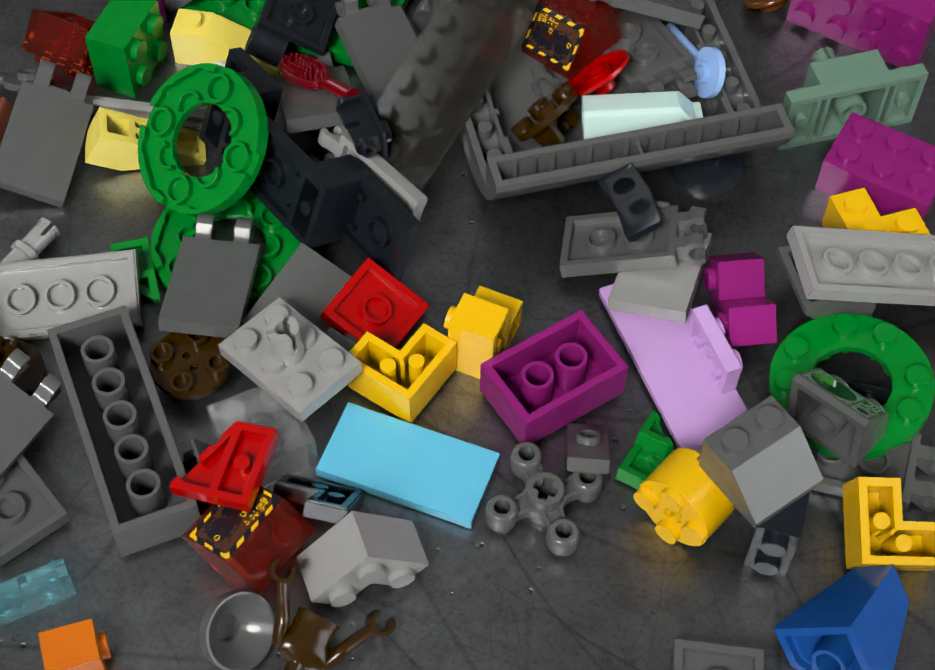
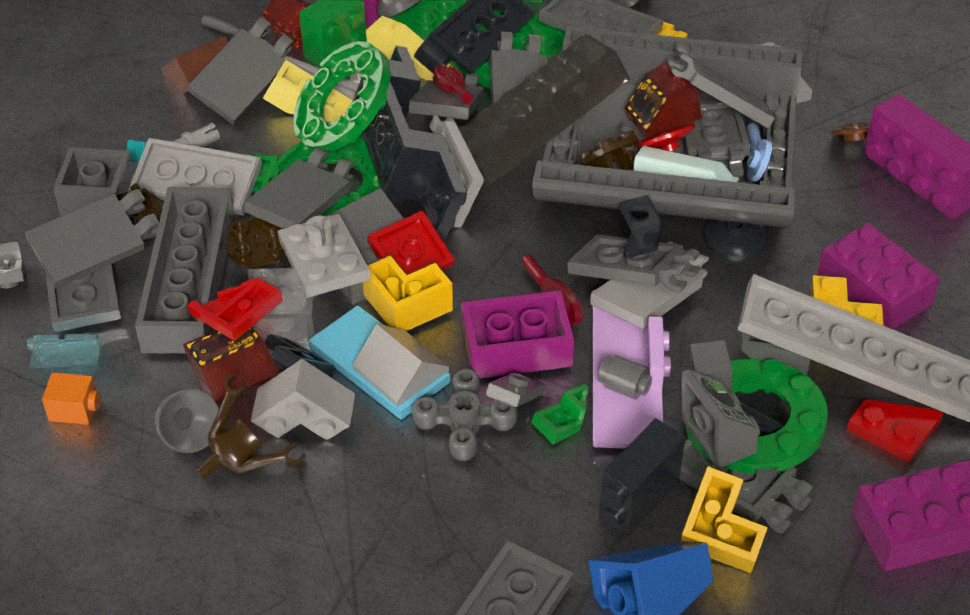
camera: 25 degrees right, 10 degrees down
(371, 133) = (462, 117): black hinge -> none
(440, 465) = (397, 364): none -> light grey slope
(482, 327) = (481, 279): yellow brick -> none
(554, 304) = (551, 284): none -> dark red piece
(683, 500) = (570, 445): yellow brick -> none
(698, 390) = (625, 377): none -> dark grey brick
(740, 300) = (702, 322): magenta brick -> none
(761, 461) = (627, 423): dark grey slope -> none
(790, 350) = (712, 361): none -> dark grey brick
(848, 85) = (876, 201): sand green brick -> none

